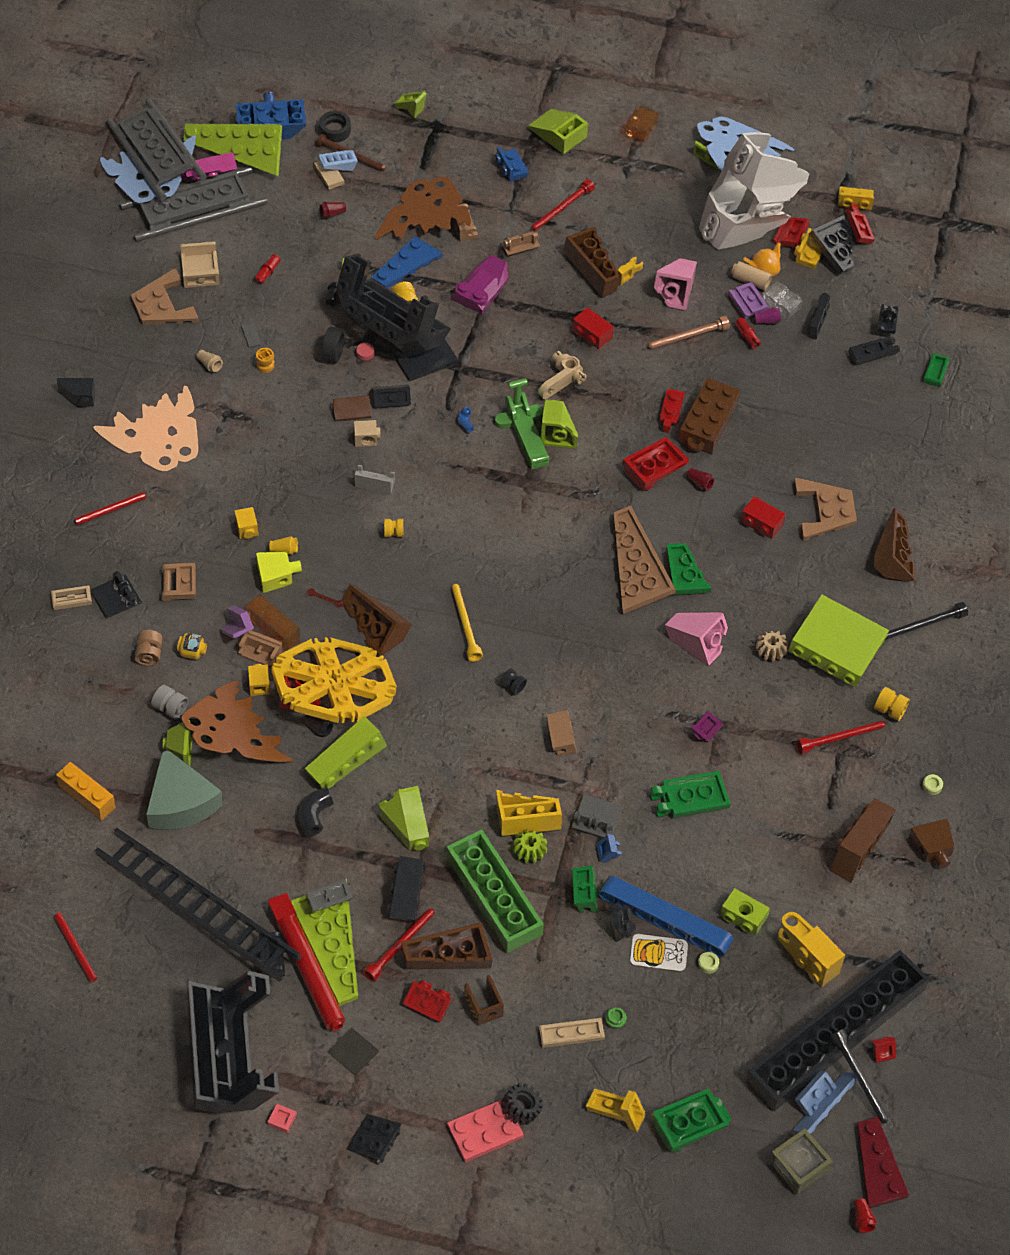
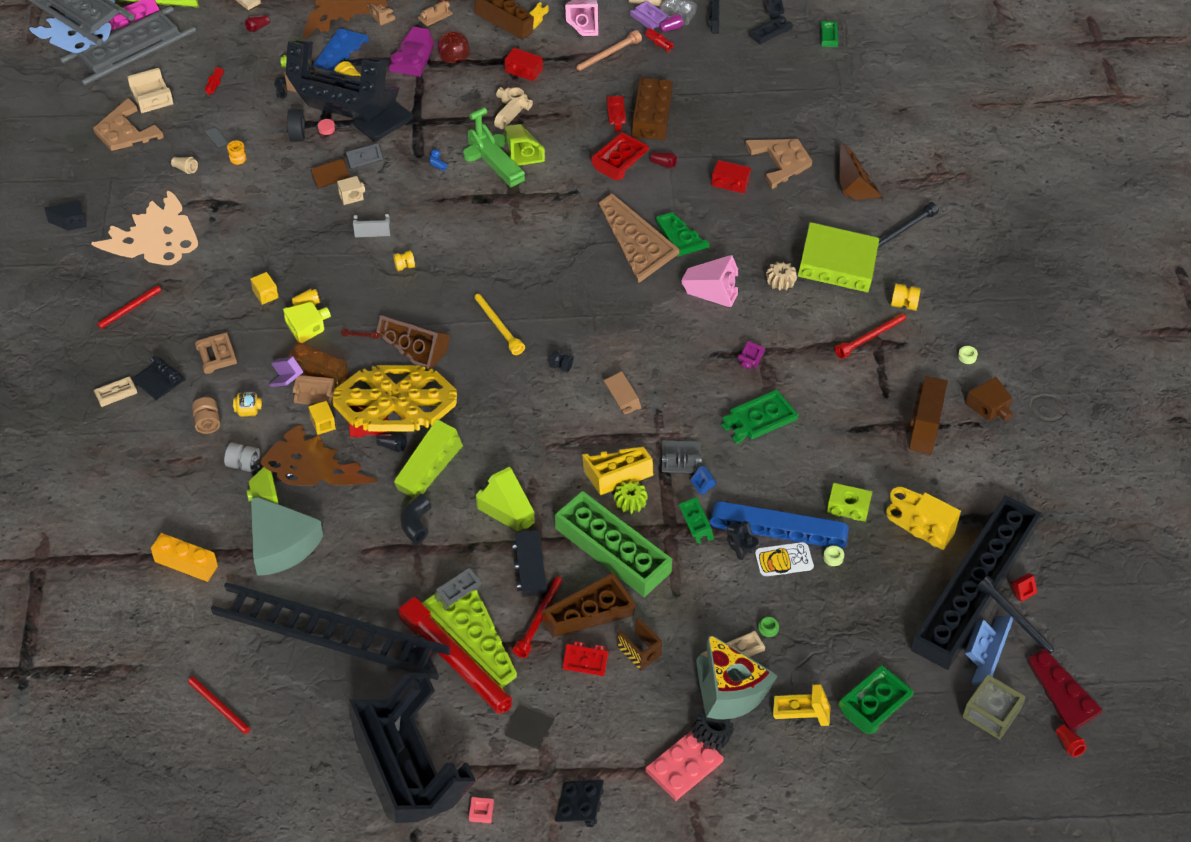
camera: 15 degrees left, 5 degrees down
(526, 289) = (453, 47): none -> clear red cylinder
(555, 1063) = (728, 691): none -> sand green piece

